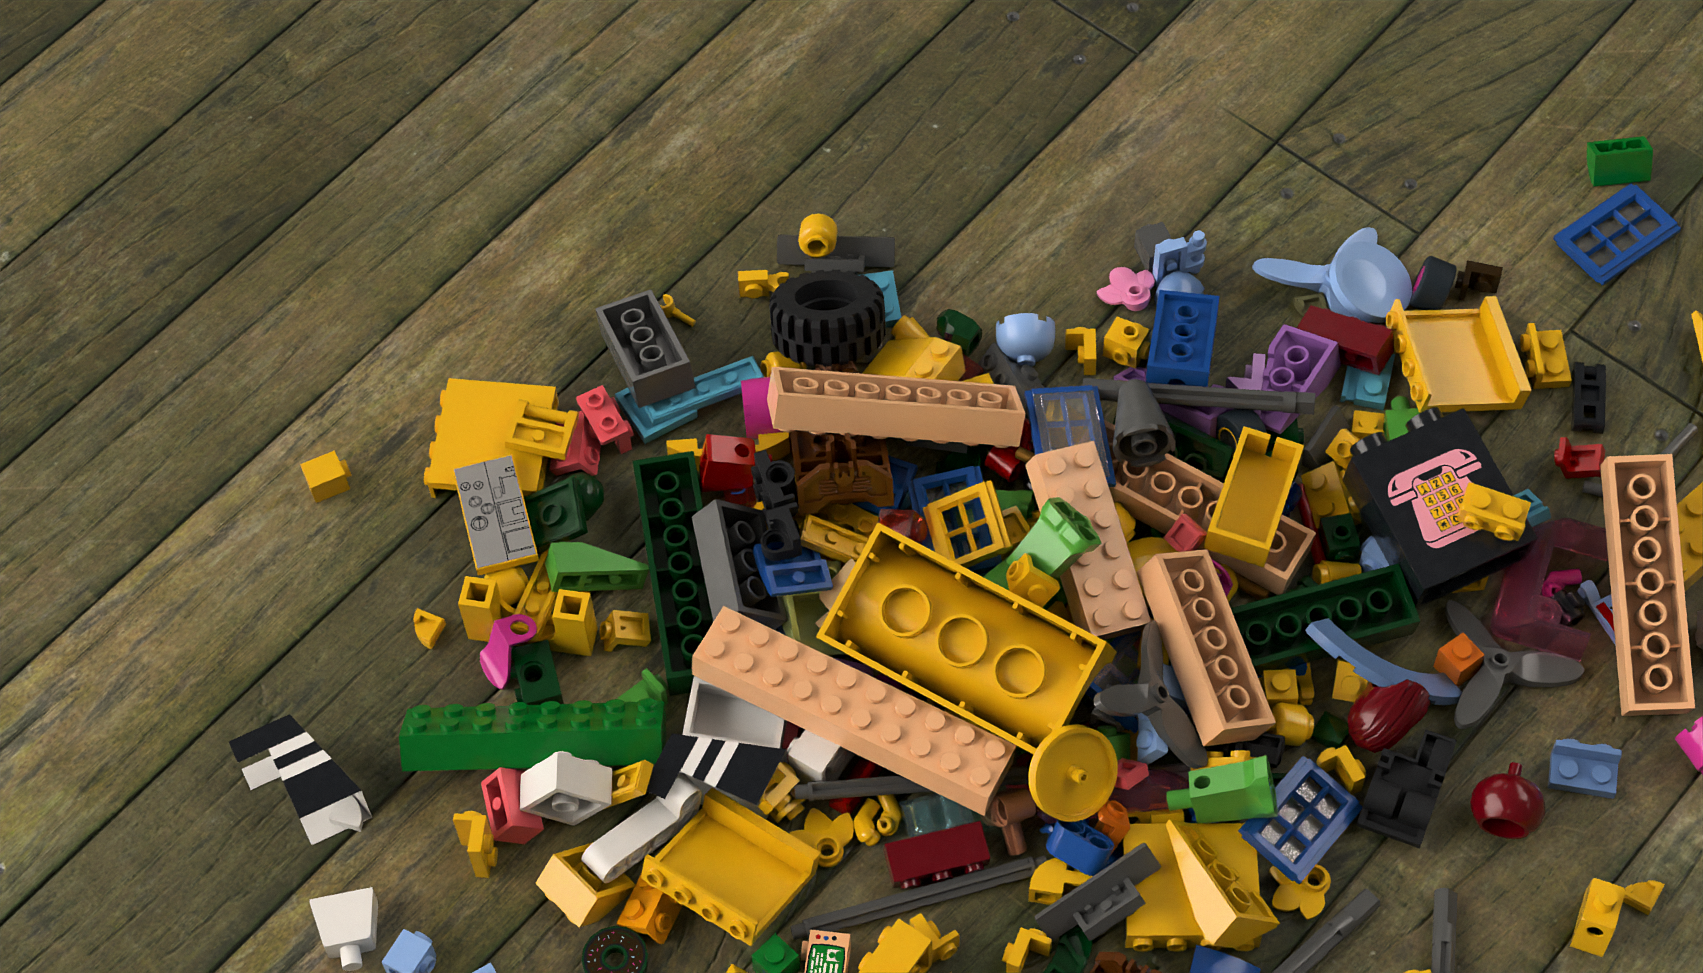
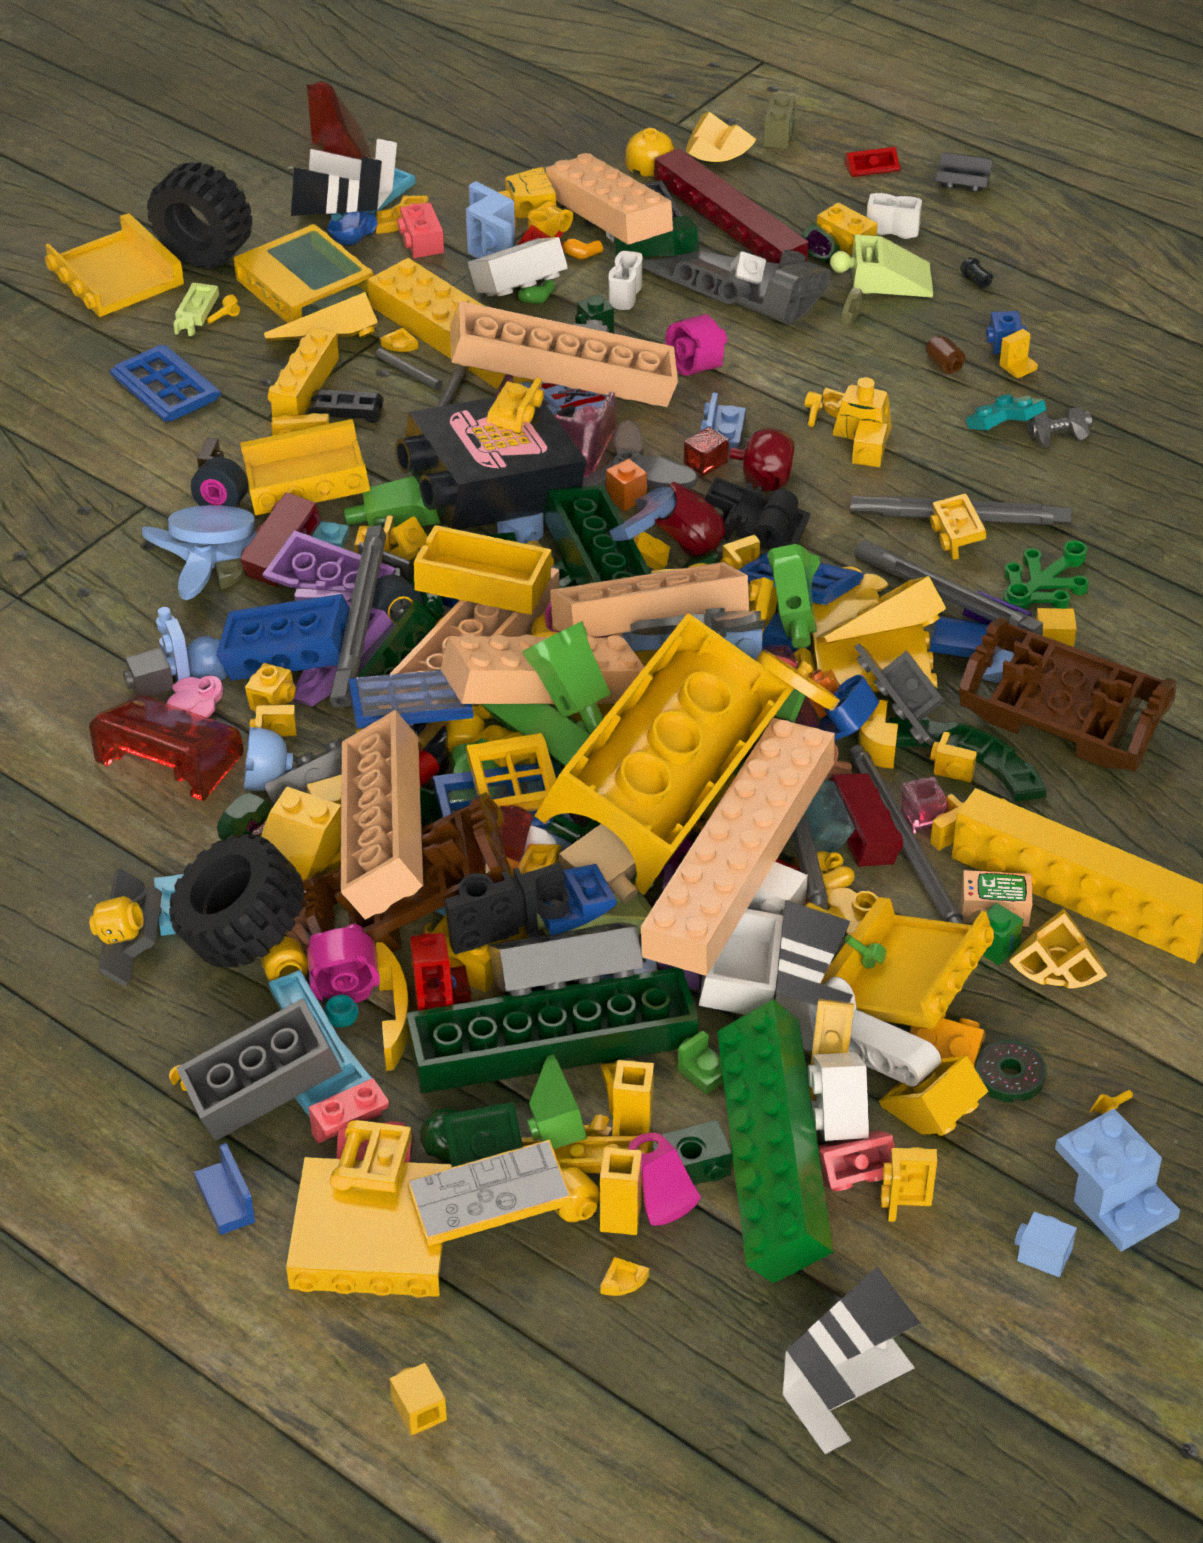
camera: 95 degrees left, 15 degrees down
(347, 925) = (1017, 1307): white torso -> none
(543, 343) = (225, 1193): none -> panel
(729, 417) = (341, 1011): none -> teal plate
(749, 844) = (870, 954): none -> bright green hand
(759, 283) = (163, 992): yellow plate -> none
(950, 909) = (922, 803): none -> clear pink brick
(1031, 582) = (604, 688): yellow bracket -> none
(1054, 262) = (187, 742): none -> clear red windscreen
(1140, 426) = (398, 640): dark grey cone -> none
(1185, 534) = (516, 624): coral tile -> none
(1528, 745) = (706, 451): none -> clear red brick
(1552, 920) = (869, 443): none -> yellow brick
(1579, 460) = (412, 402): red bracket -> none
(1619, 161) = (84, 373): green brick -> none
(1632, 353) = (304, 373): none -> yellow brick
(1636, 872) = (813, 401): none -> yellow hand

